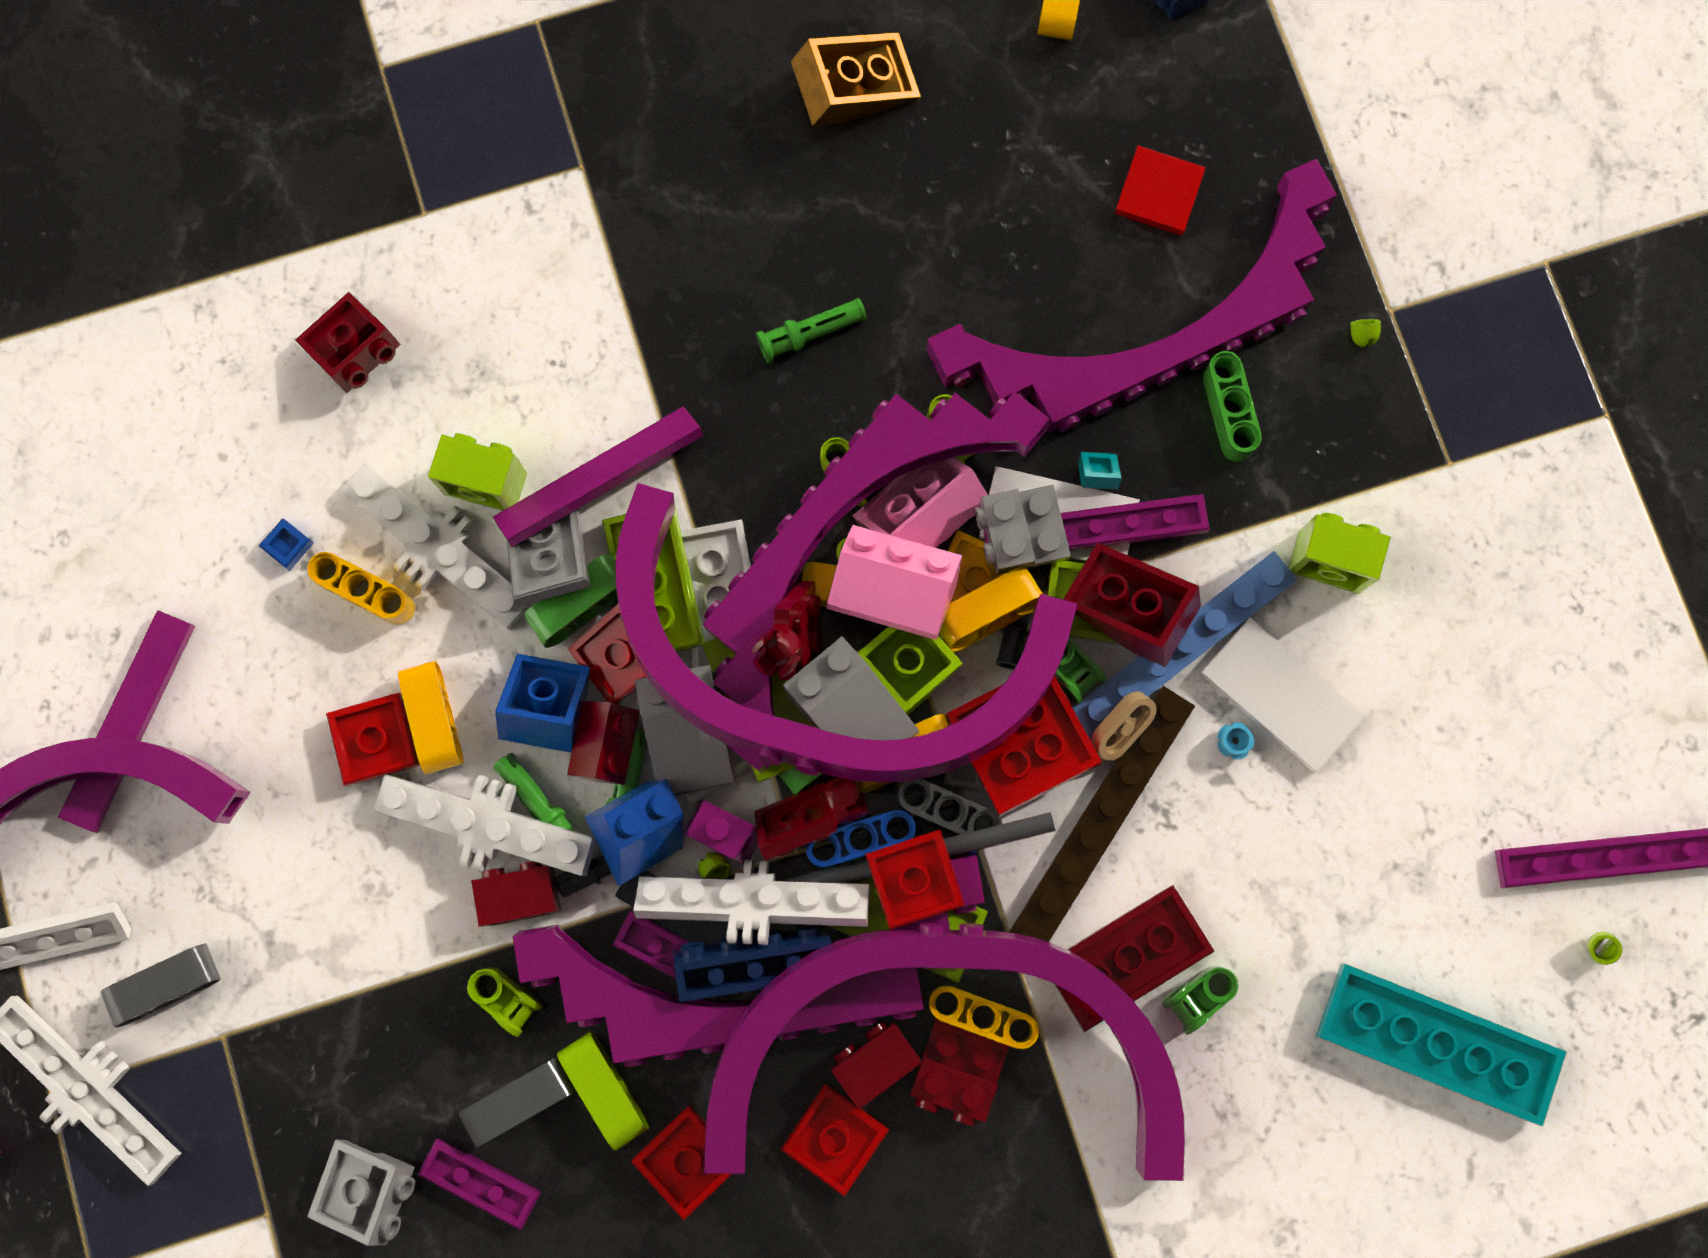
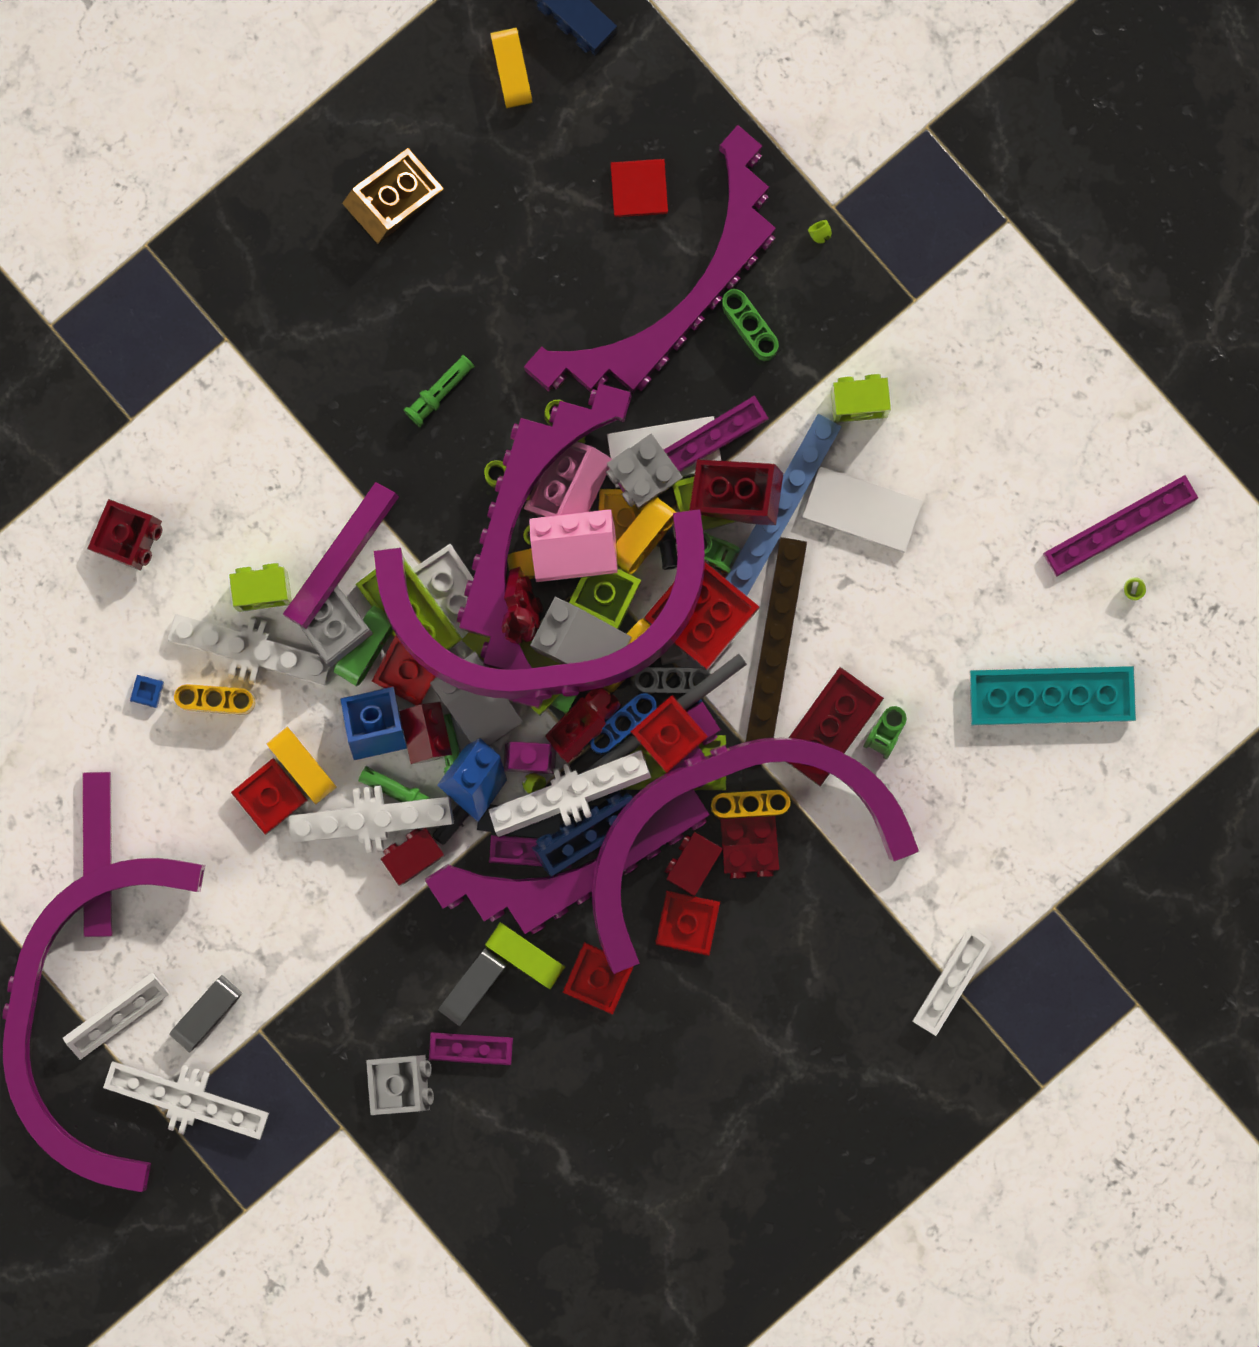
camera: 25 degrees left, 5 degrees up
(505, 1000) = (437, 926): lime piece -> none
(1099, 470) = (678, 407): teal plate -> none
(1123, 725) = (764, 575): tan plate -> none
(1244, 736) = (849, 549): medium azure plate -> none

